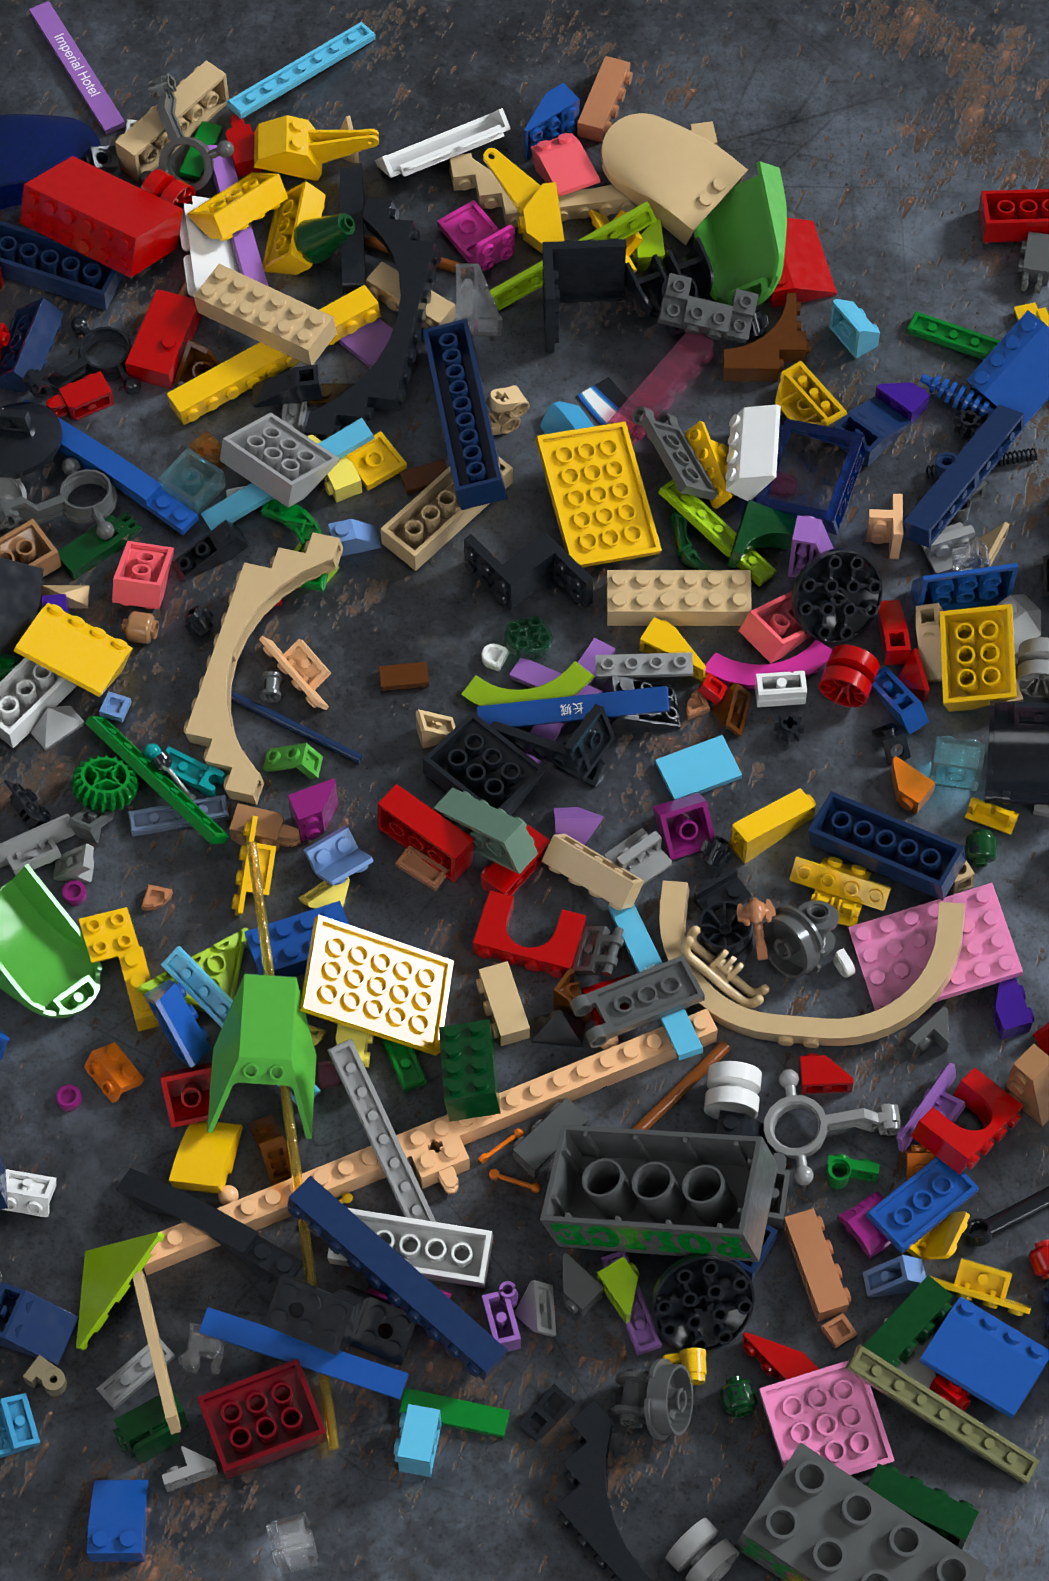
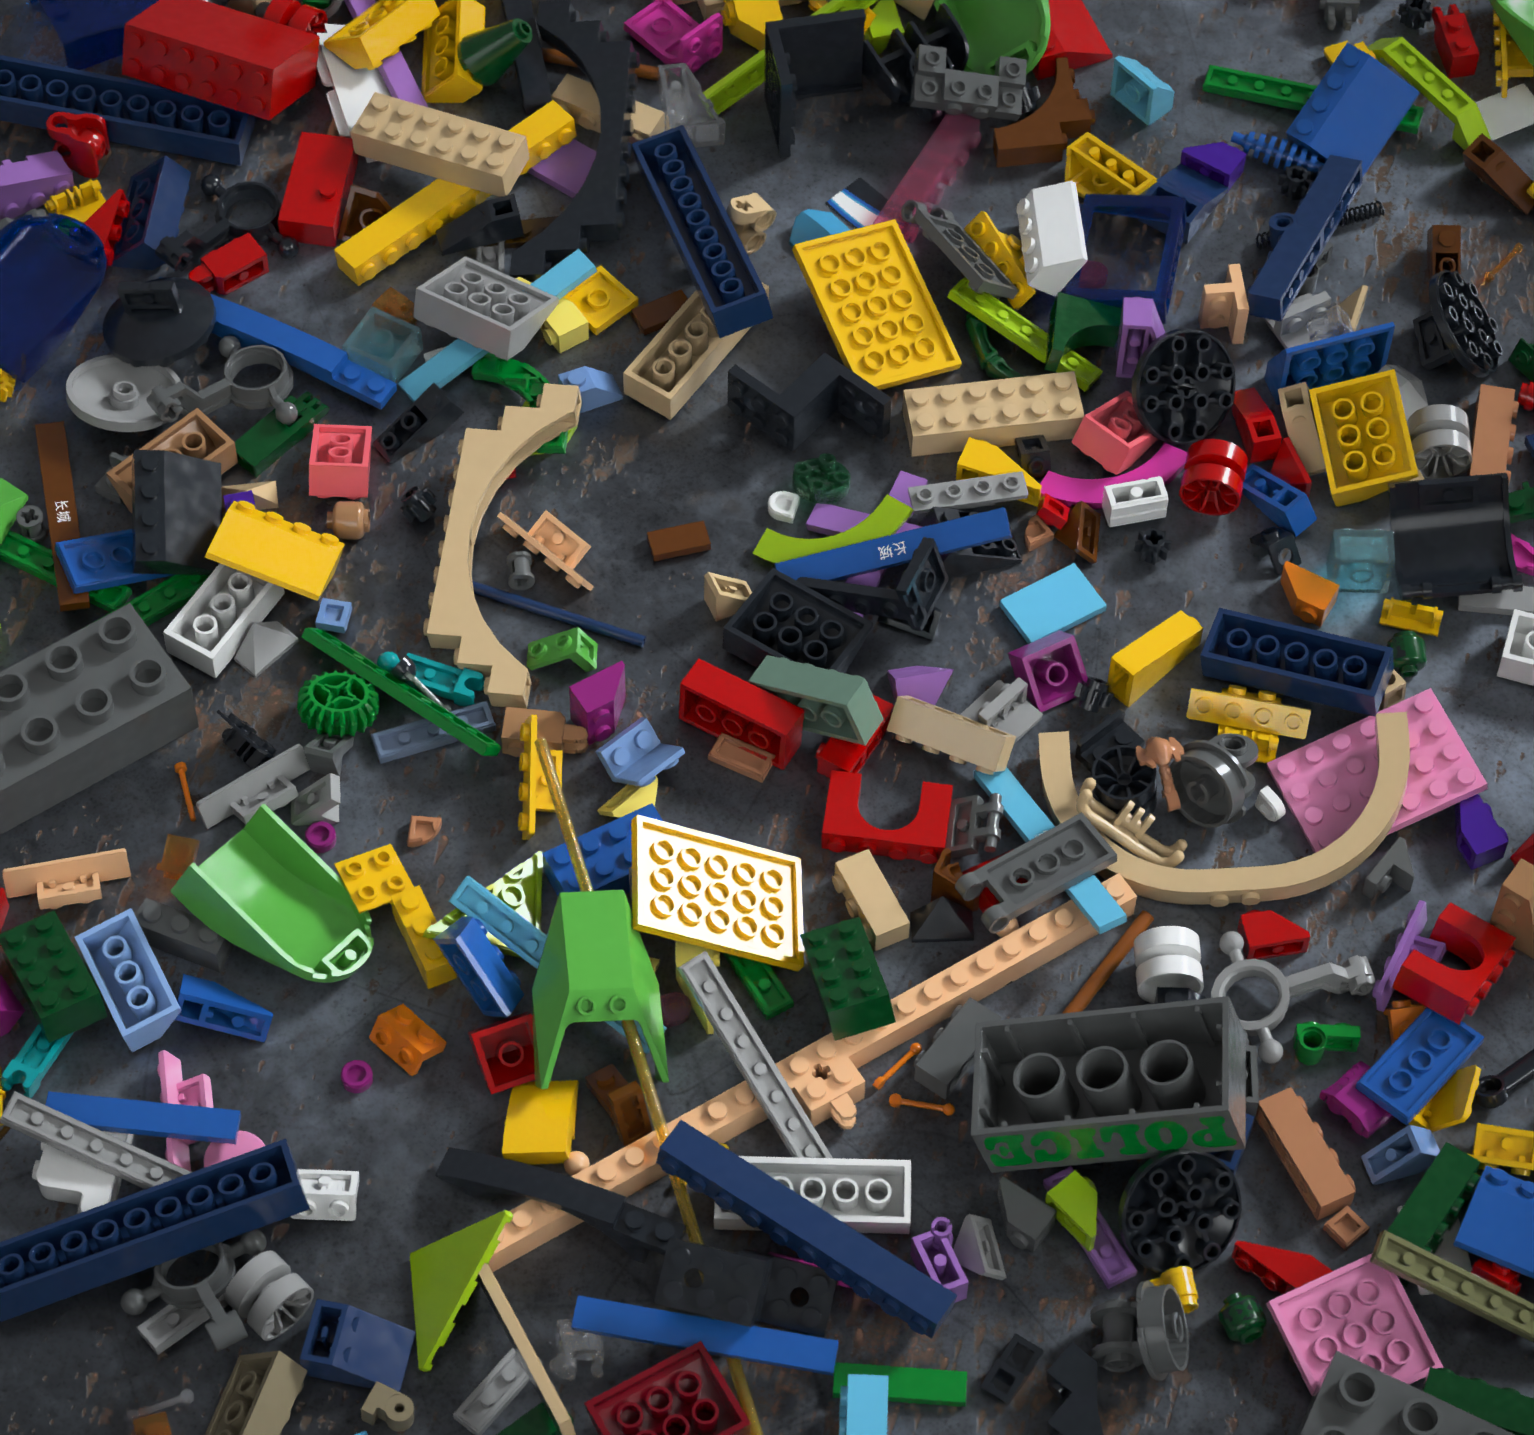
camera: 10 degrees left, 5 degrees down
(705, 638) = (1034, 455): none -> black bracket

